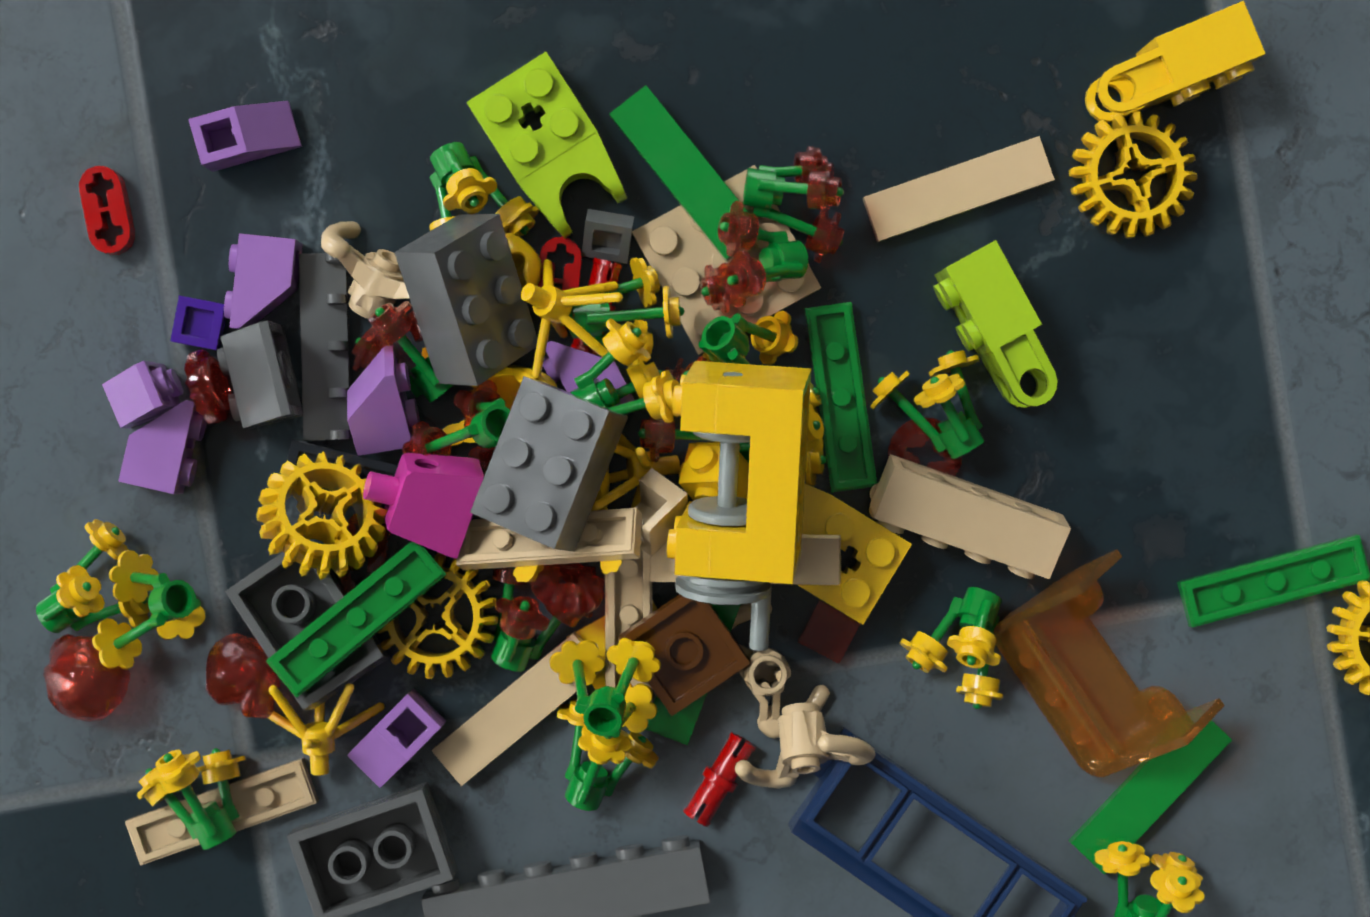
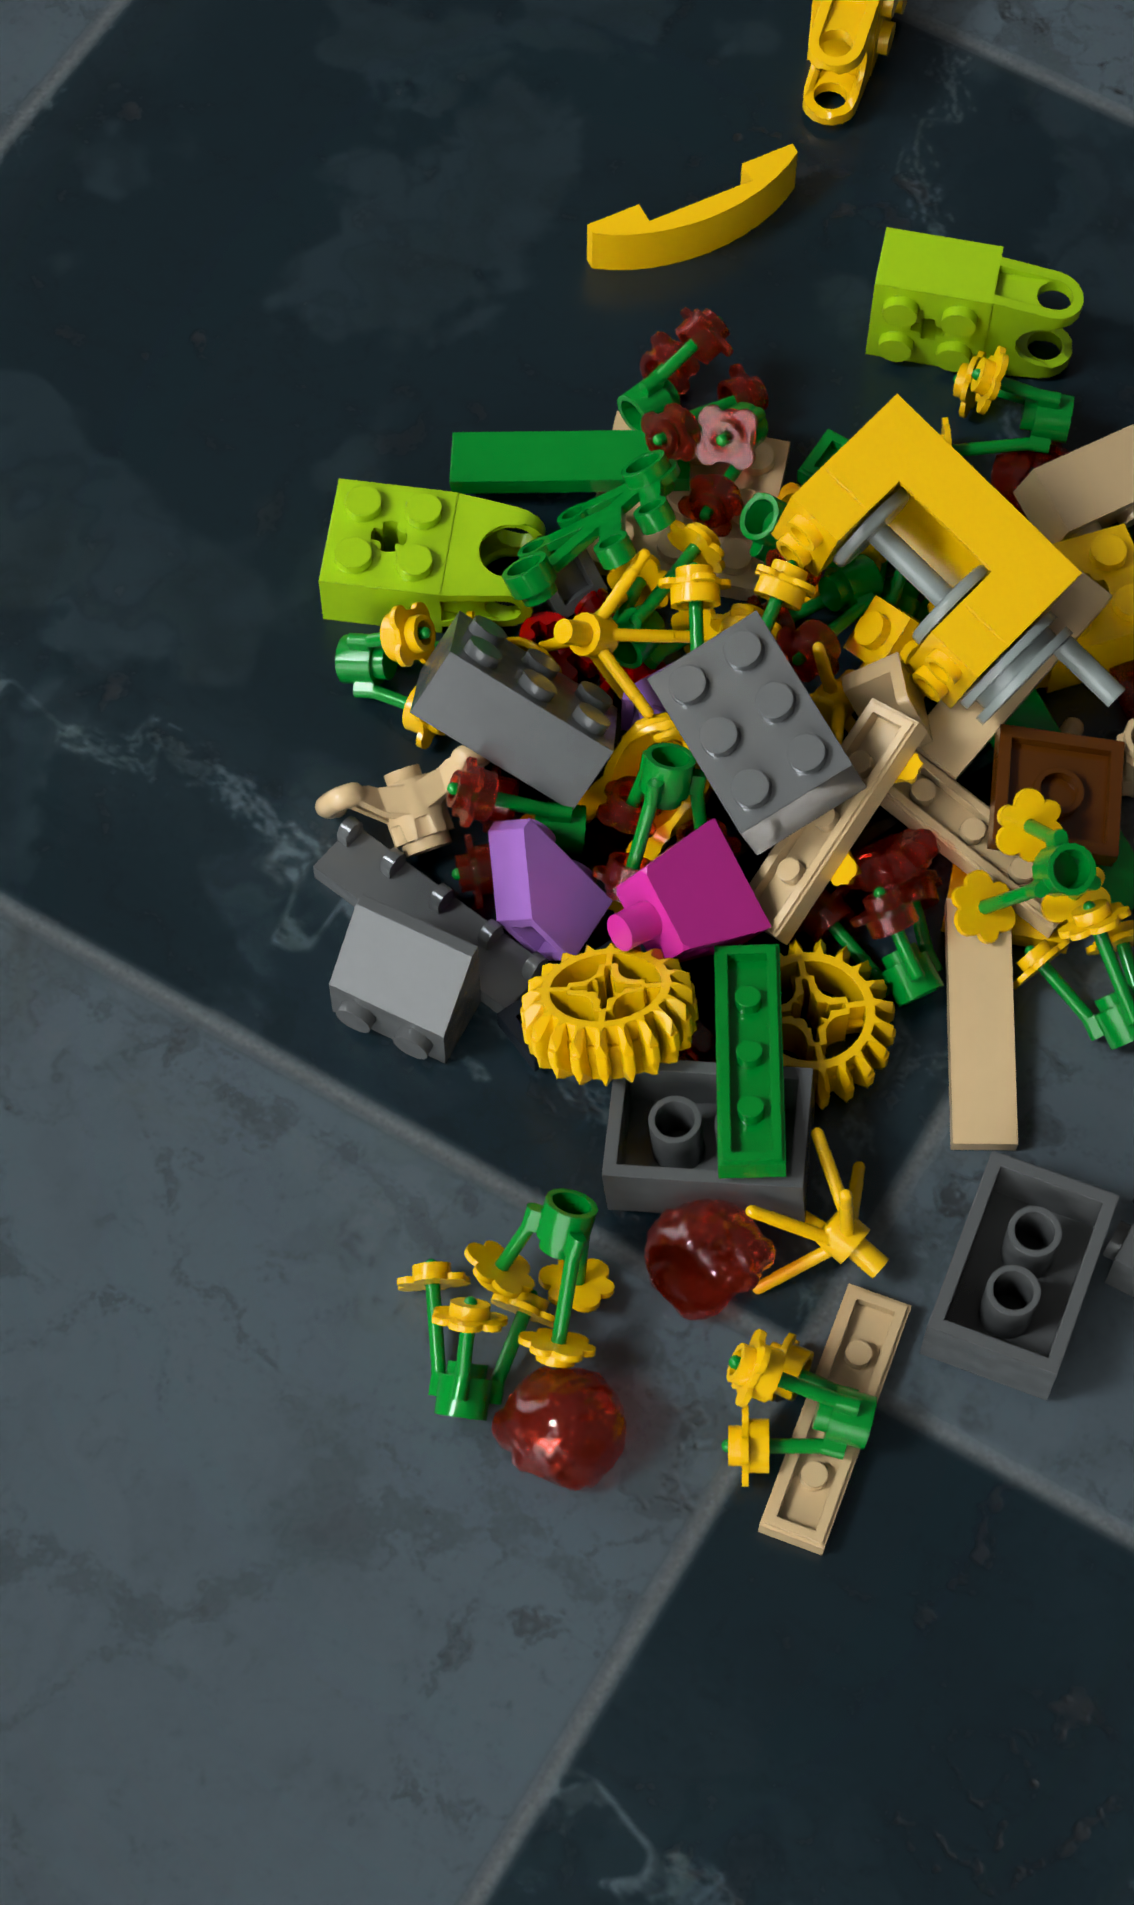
camera: 50 degrees left, 25 degrees down
(96, 213) = (97, 1002): red beam -> none
(143, 393) = (313, 1110): medium lavender slope -> none
(162, 451) = (390, 1153): medium lavender slope -> none
(198, 323) = (292, 1013): dark purple plate -> none
(207, 386) = (367, 1043): clear red gear -> none
(244, 134) = (144, 819): medium lavender slope -> none
(263, 278) = (302, 909): medium lavender slope -> none
(396, 738) = (910, 1156): medium lavender slope -> none
(685, 242) = (604, 517): none -> green plant
(886, 69) = (633, 242): none -> yellow slope
(958, 189) = (800, 273): tan tile -> none
(1128, 153) = (921, 124): yellow gear -> none

